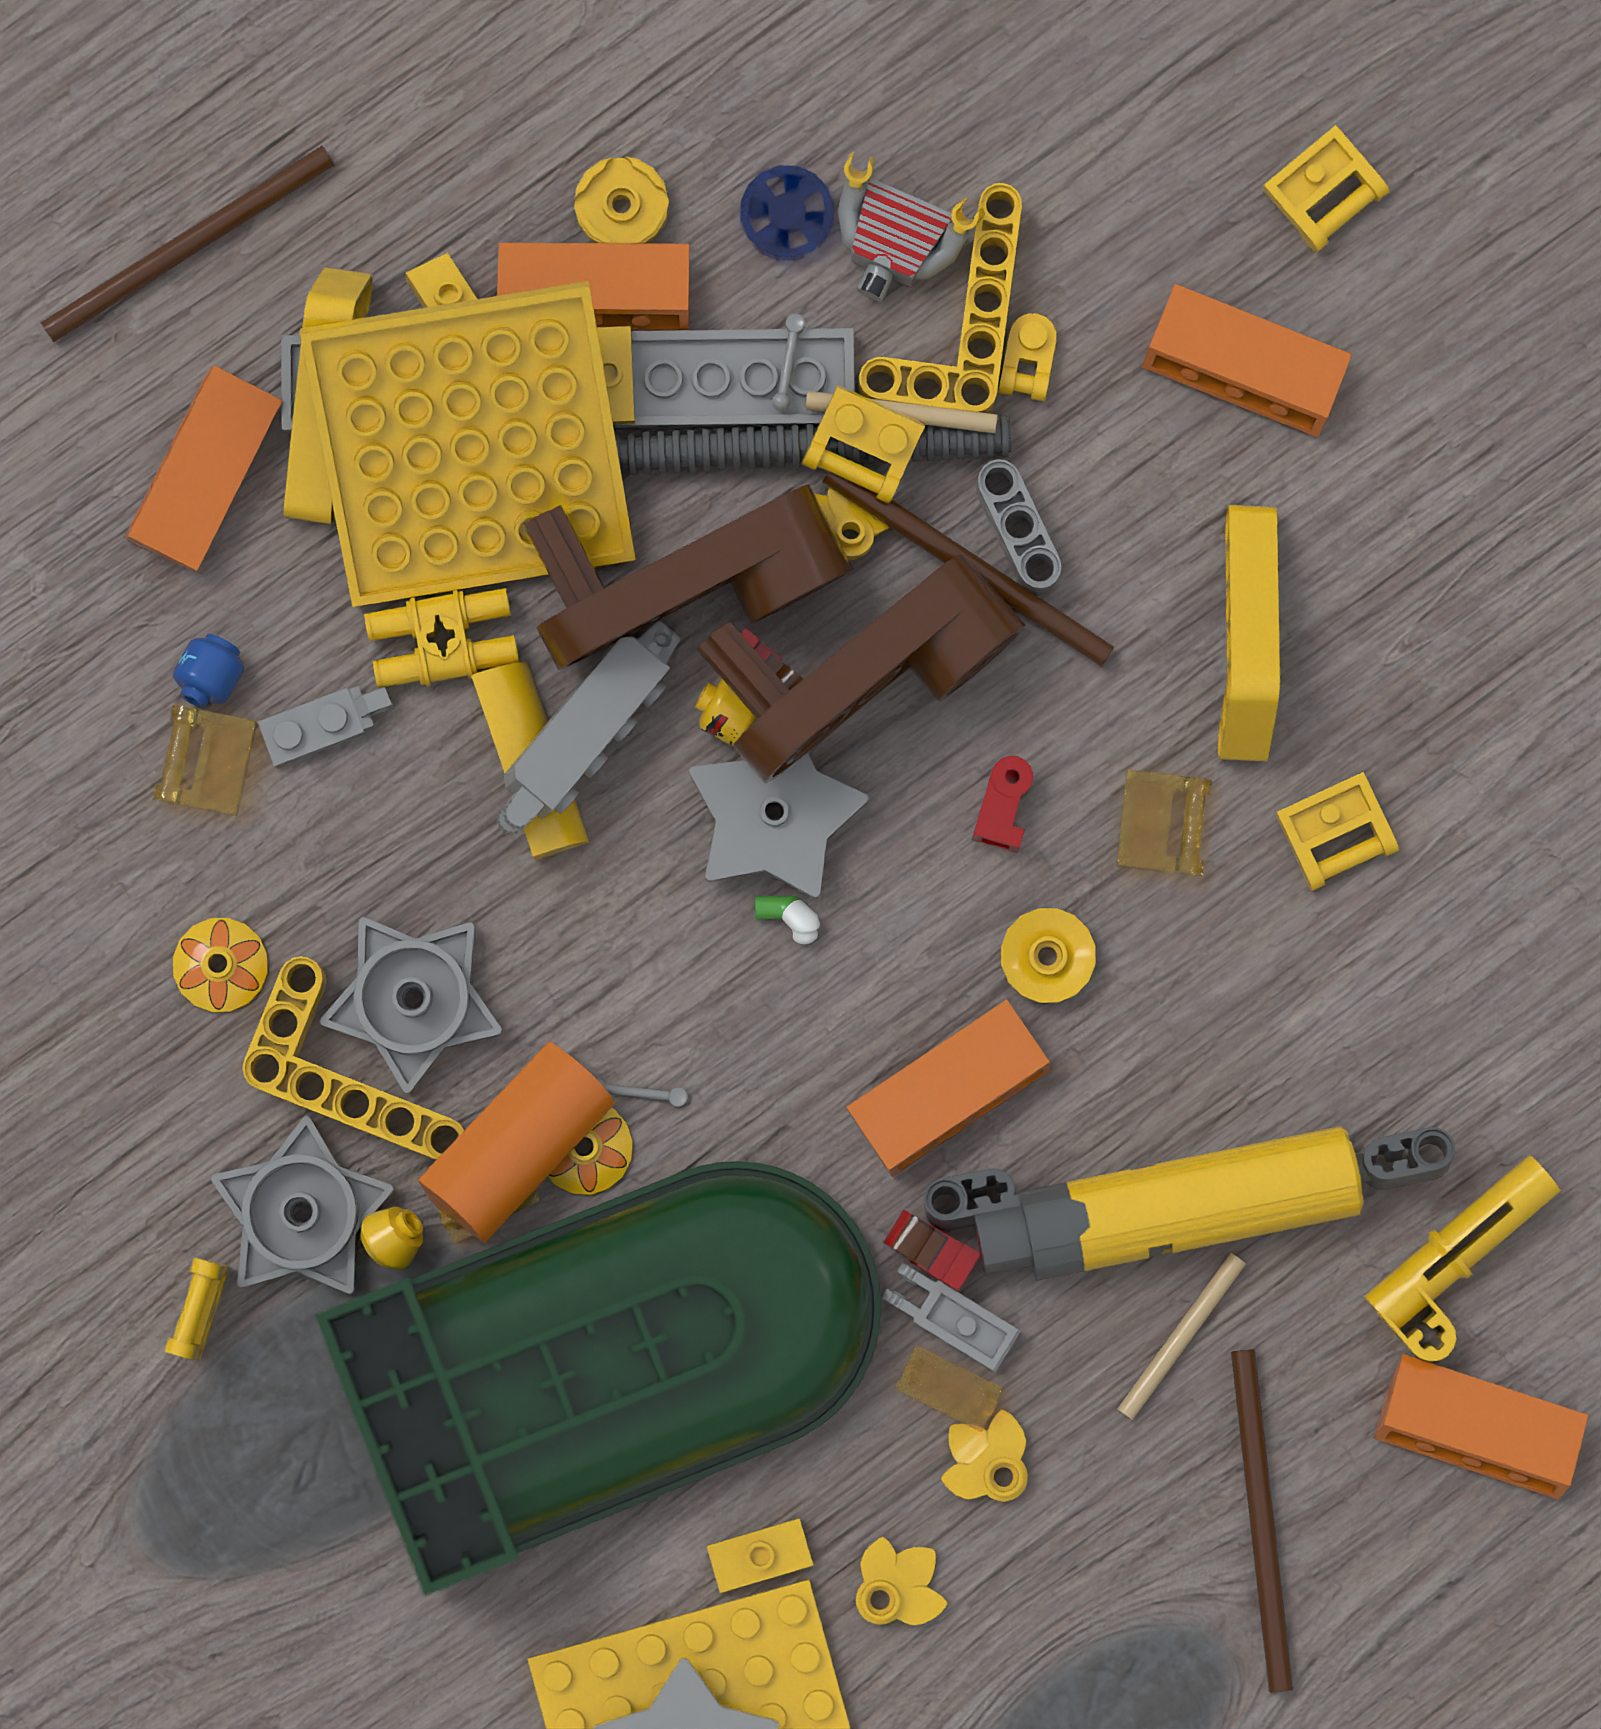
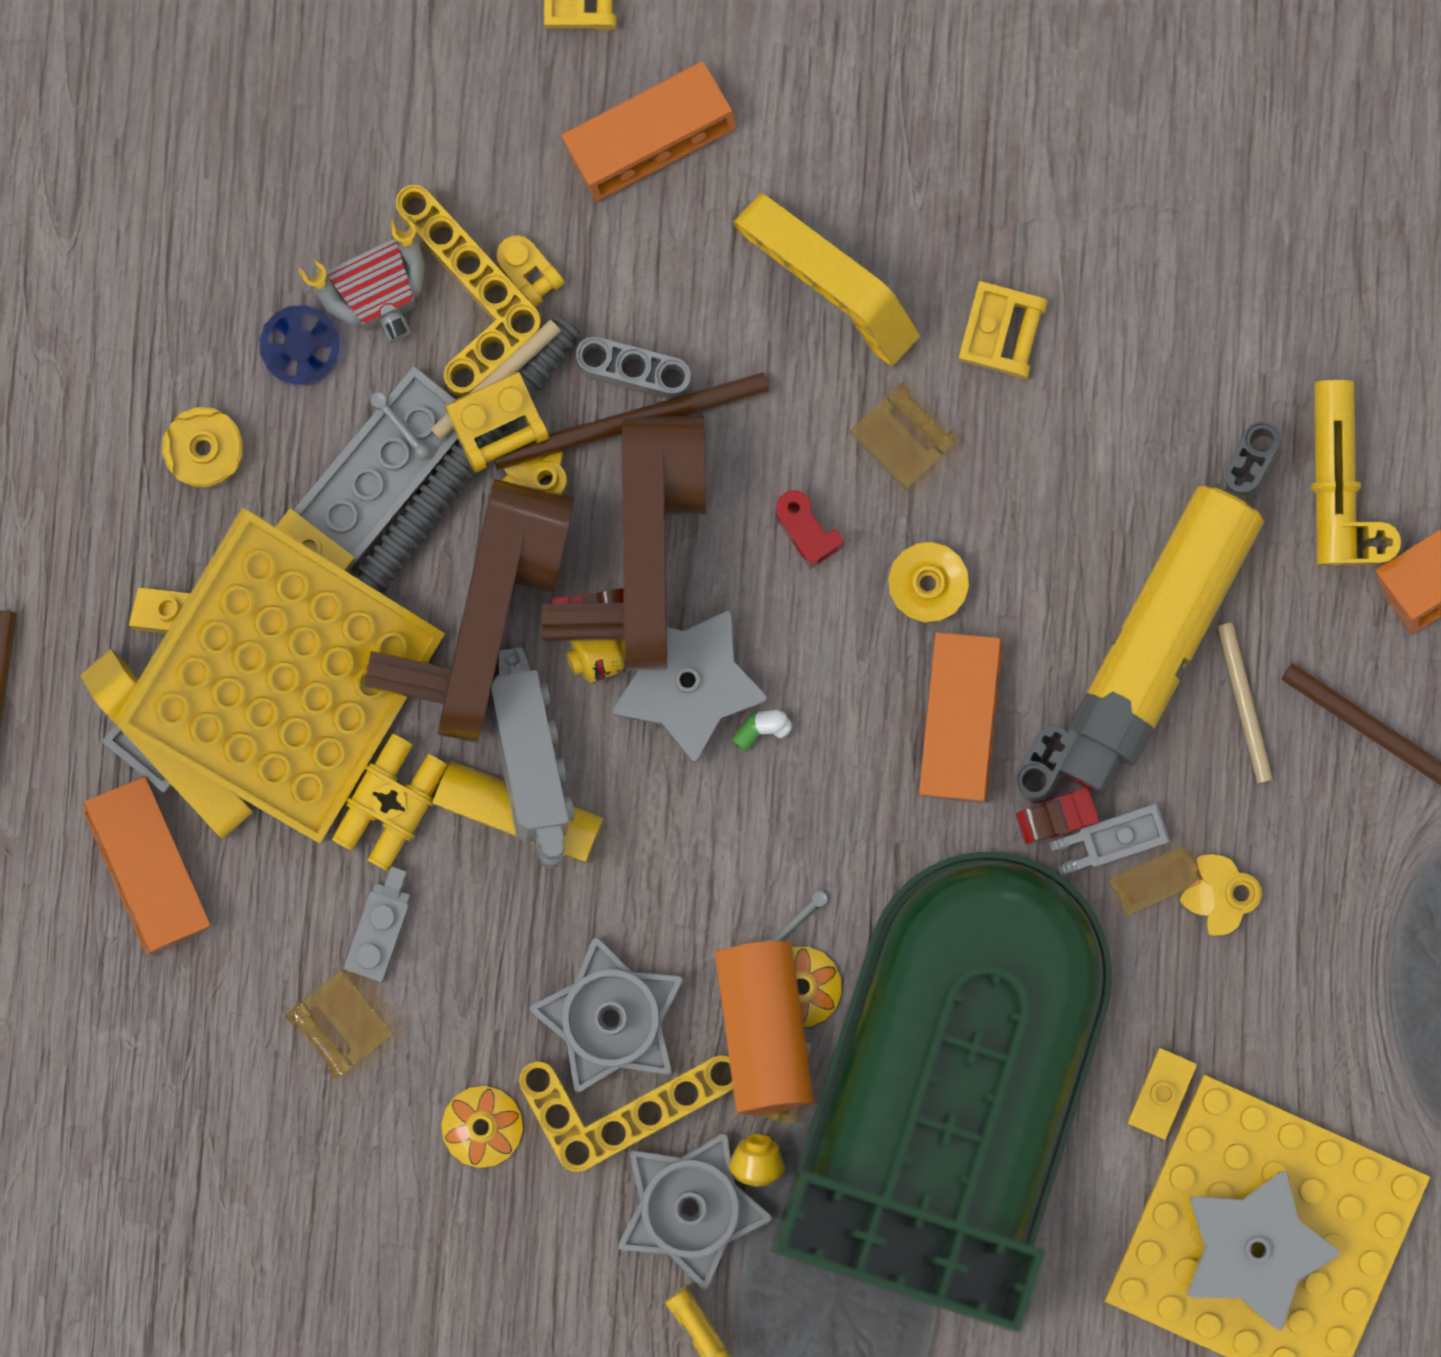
camera: 50 degrees left, 0 degrees up
(208, 671) = (282, 973): blue head -> none
(627, 281) = (263, 480): orange brick -> none
(905, 1581) = (1255, 1013): yellow plate -> none

